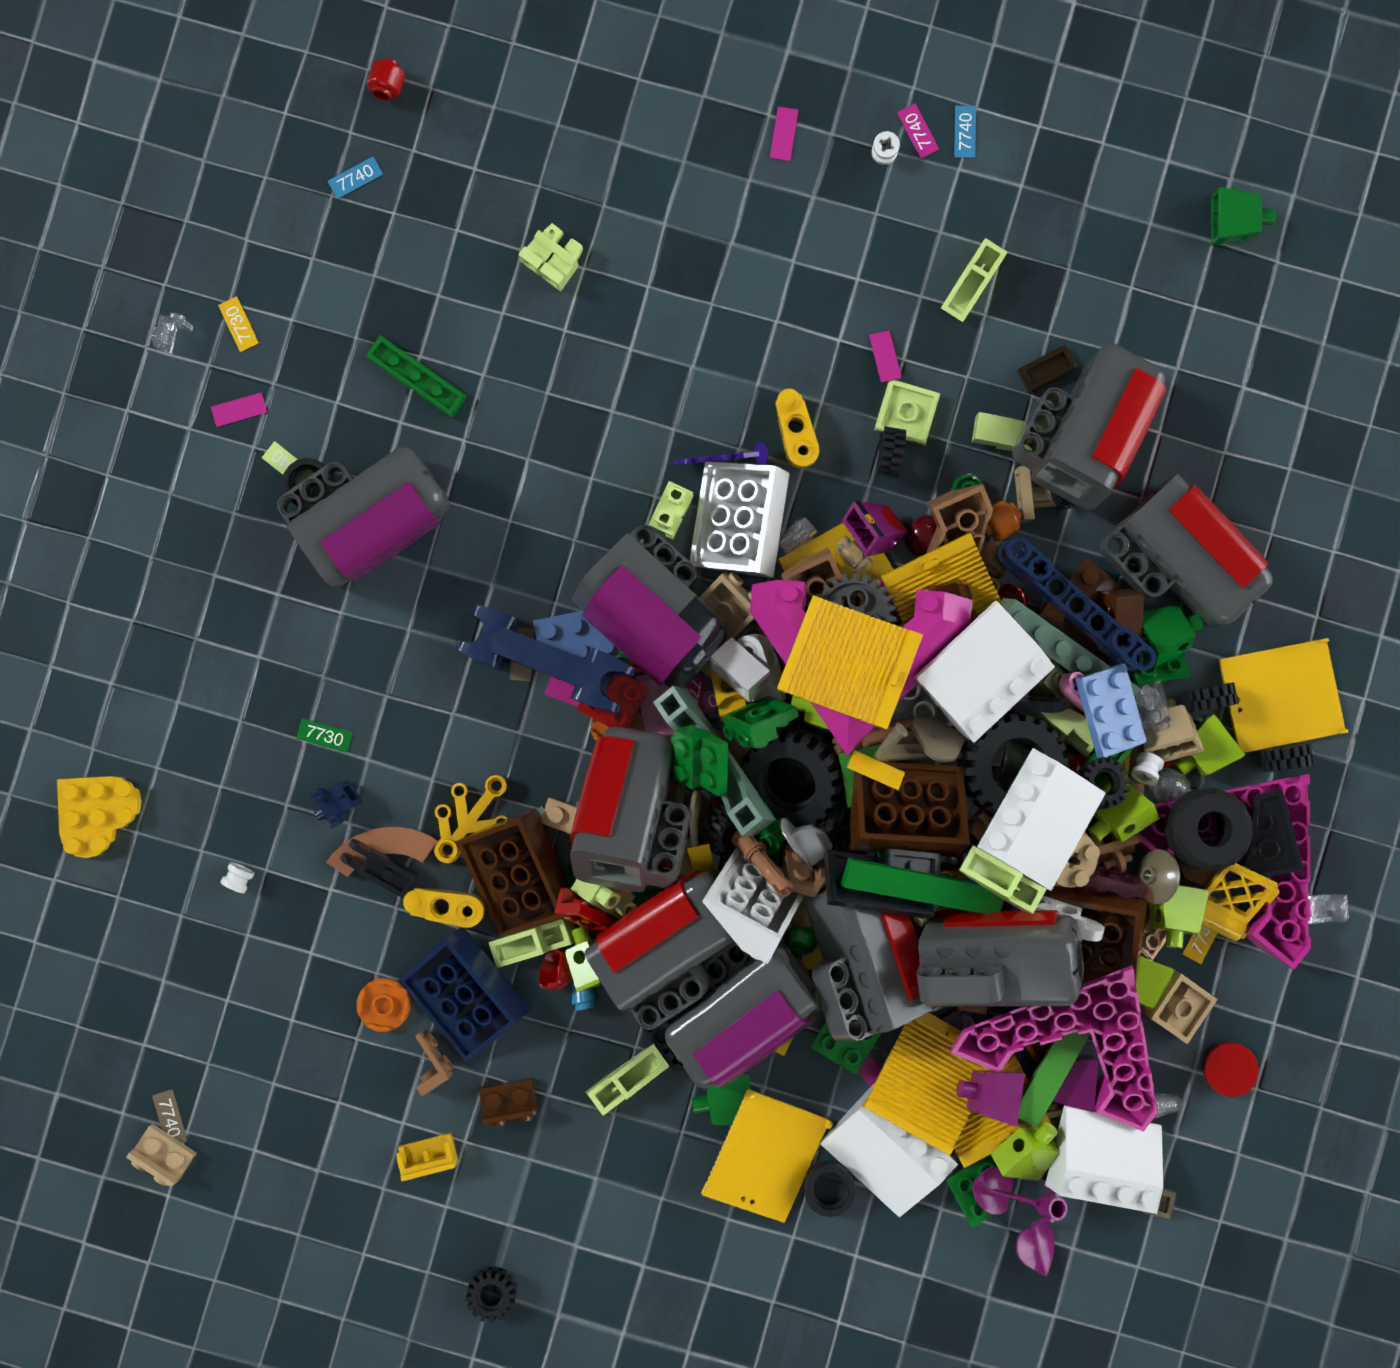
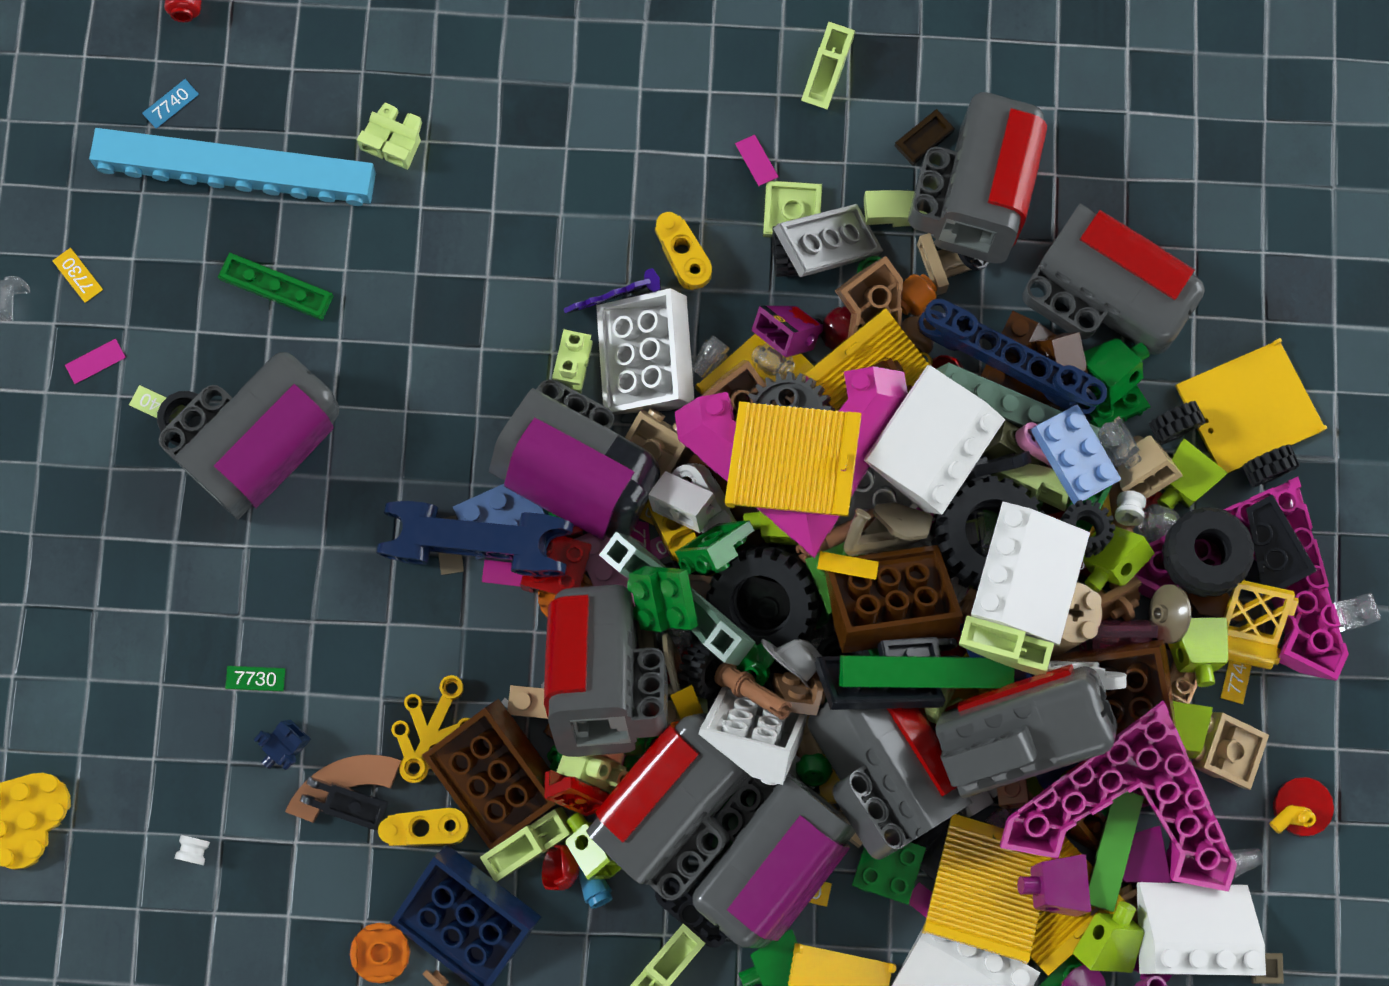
camera: 20 degrees left, 10 degrees down
(399, 252) = (232, 166): none -> medium azure brick
(932, 451) = (827, 240): none -> light grey tile
(1220, 1077) = (1293, 815): none -> yellow arm

